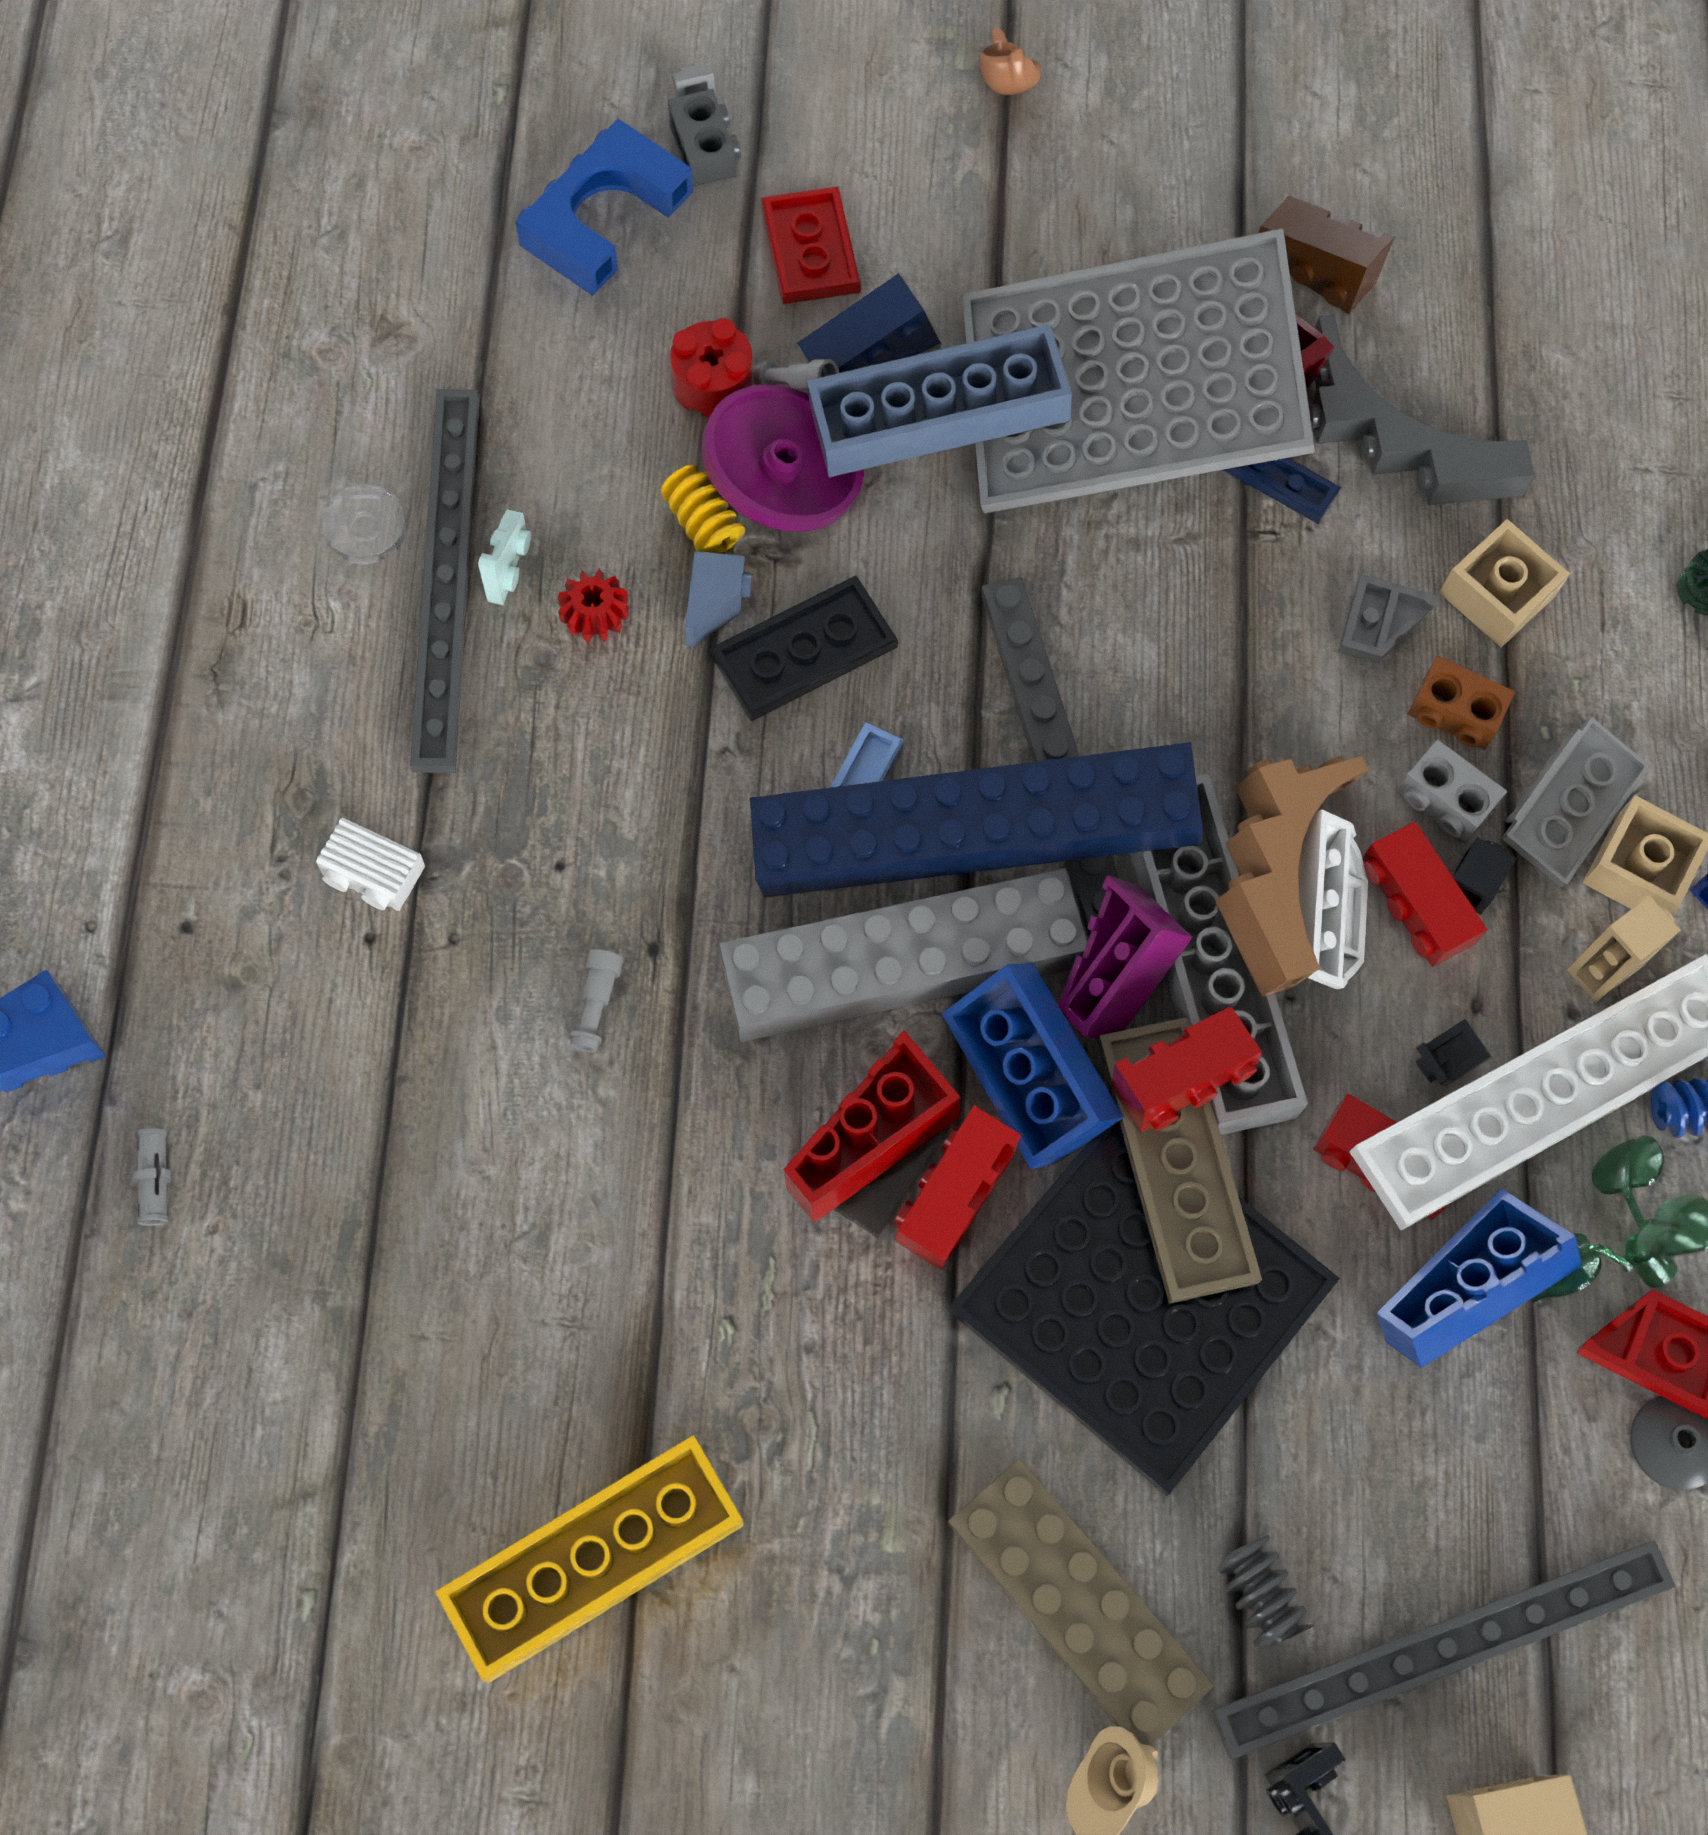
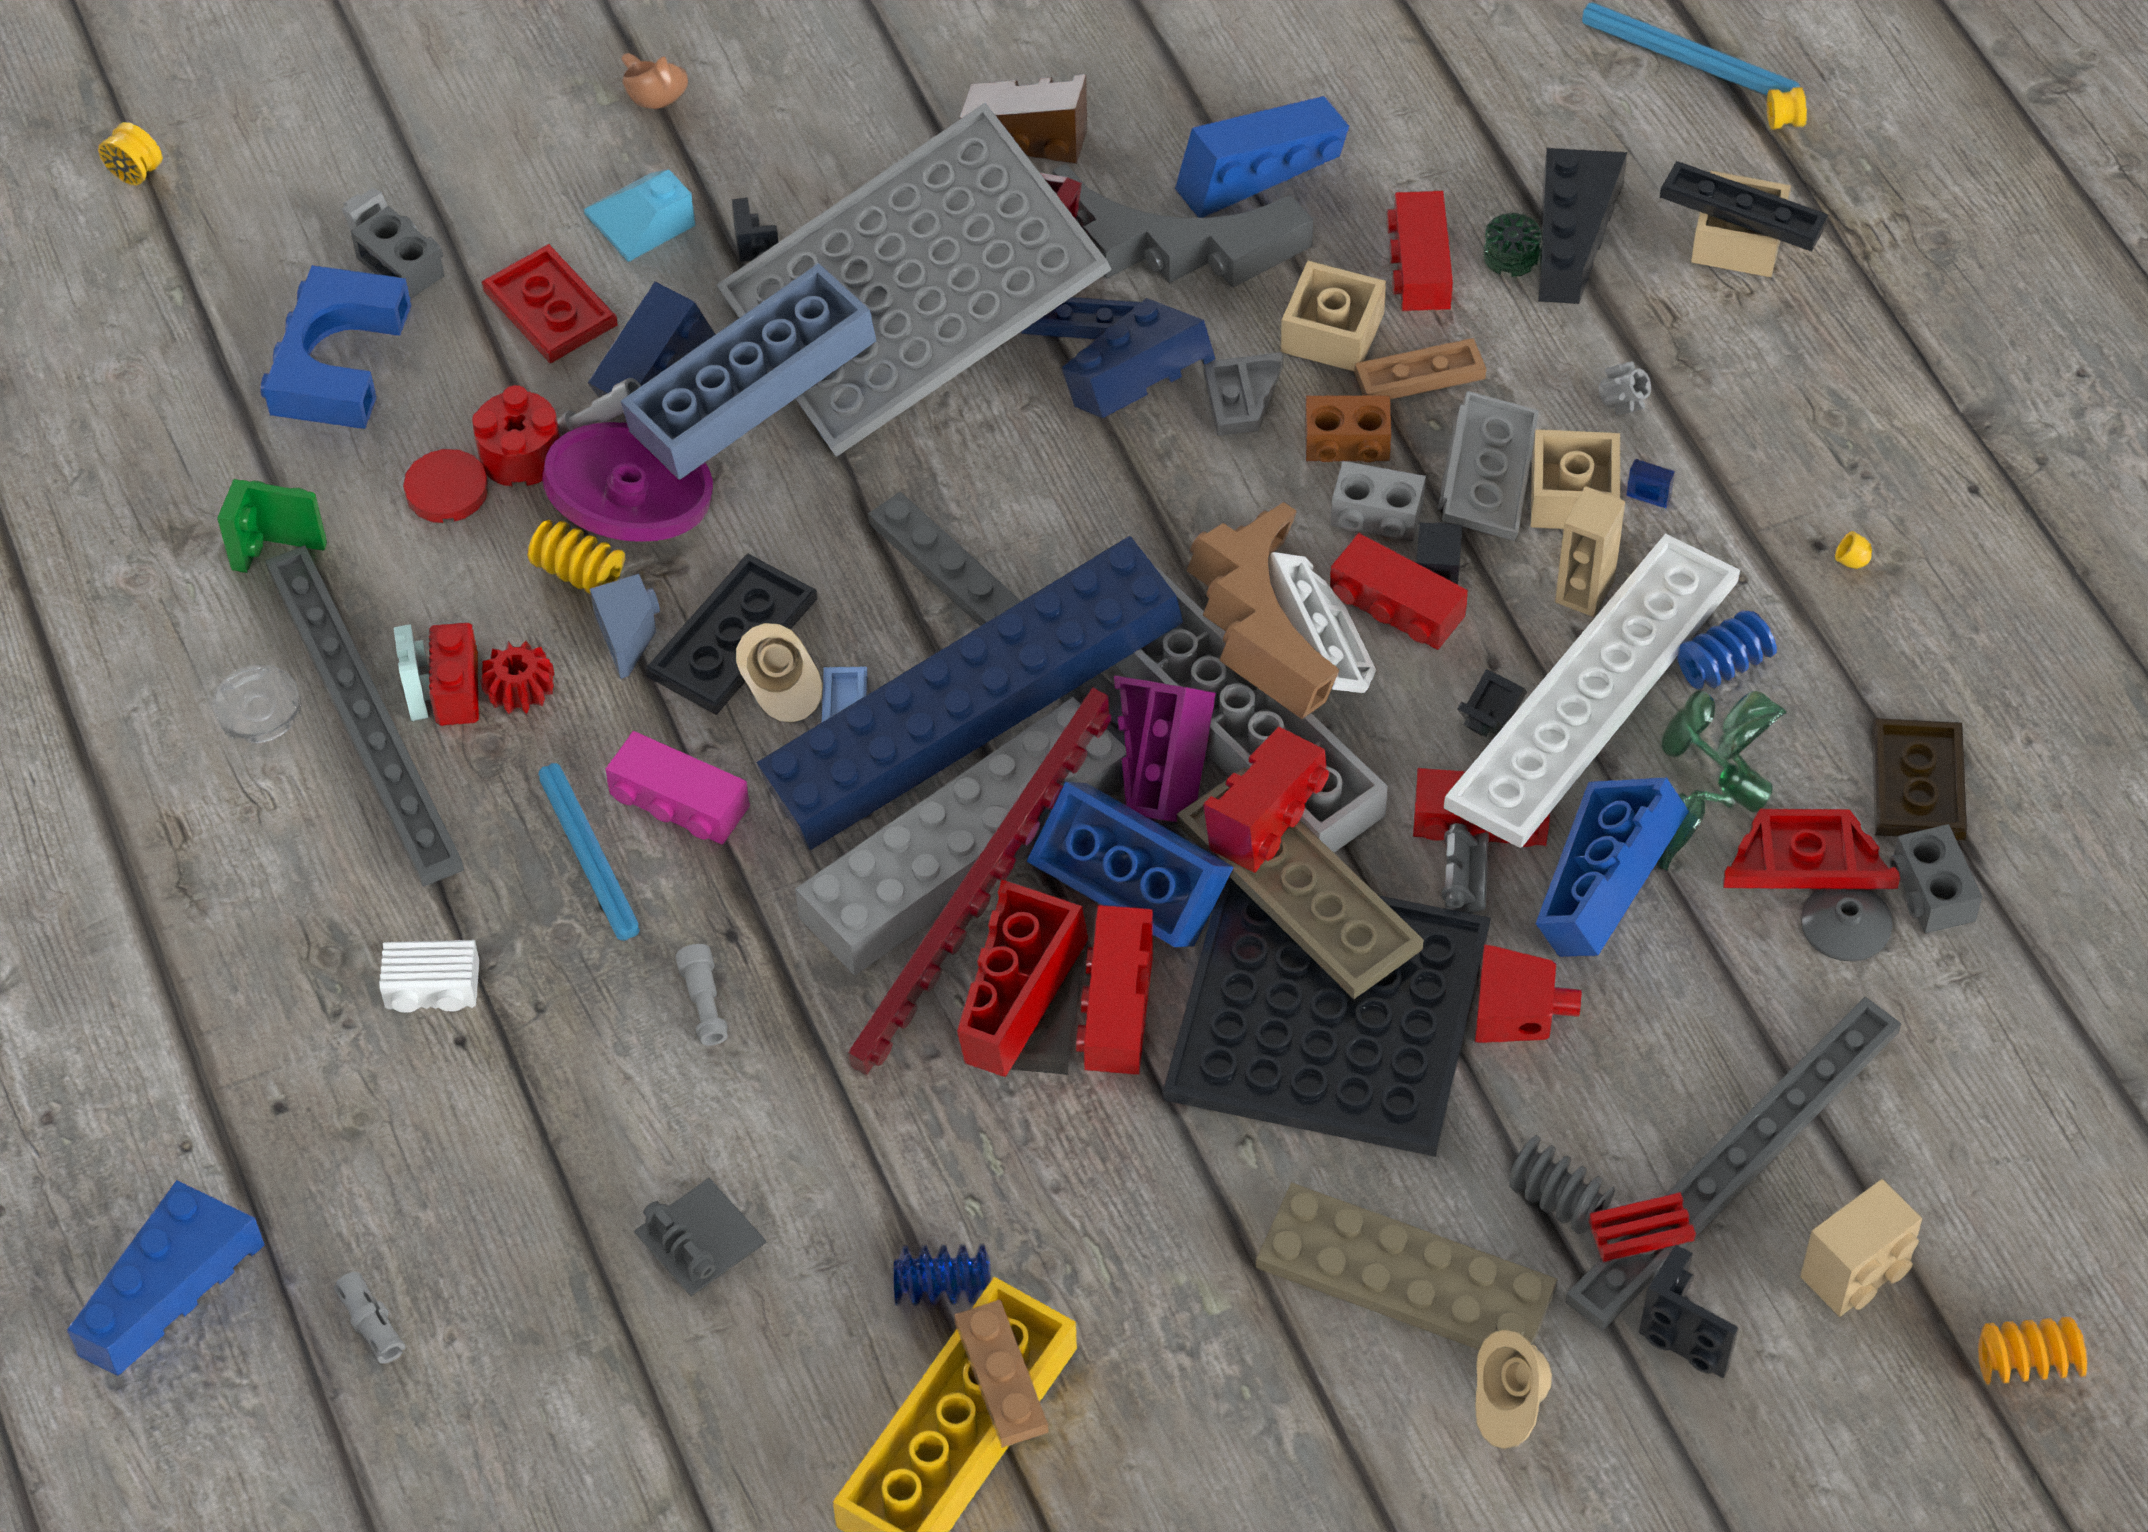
camera: 20 degrees left, 15 degrees down
(443, 340) = (267, 513): none -> green bracket
(471, 1240) = (698, 1236): none -> dark grey hinge
(539, 576) = (453, 674): none -> red brick
(569, 807) = (588, 852): none -> dark azure axle
(630, 384) = (445, 485): none -> red tile
(646, 1542) = (1001, 1373): none -> medium nougat plate
(657, 1396) = (941, 1274): none -> clear blue piece
(674, 783) = (677, 788): none -> dark pink brick
(820, 712) = (779, 672): none -> tan piece
(902, 1011) = (973, 893): none -> dark red plate
(935, 194) = (644, 214): none -> medium azure slope
(1016, 260) = (751, 237): none -> black bracket
(1300, 539) = (1135, 354): none -> dark blue wedge
(1326, 1373) = (1520, 997): none -> red torso
(1340, 1218) = (1465, 870): none -> dark grey hinge
(1359, 1689) = (1640, 1219): none -> red tile
(1519, 380) = (1256, 152): none -> blue wedge
(1559, 674) = (1421, 370): none -> medium nougat plate
(1621, 550) = (1420, 251): none -> red brick

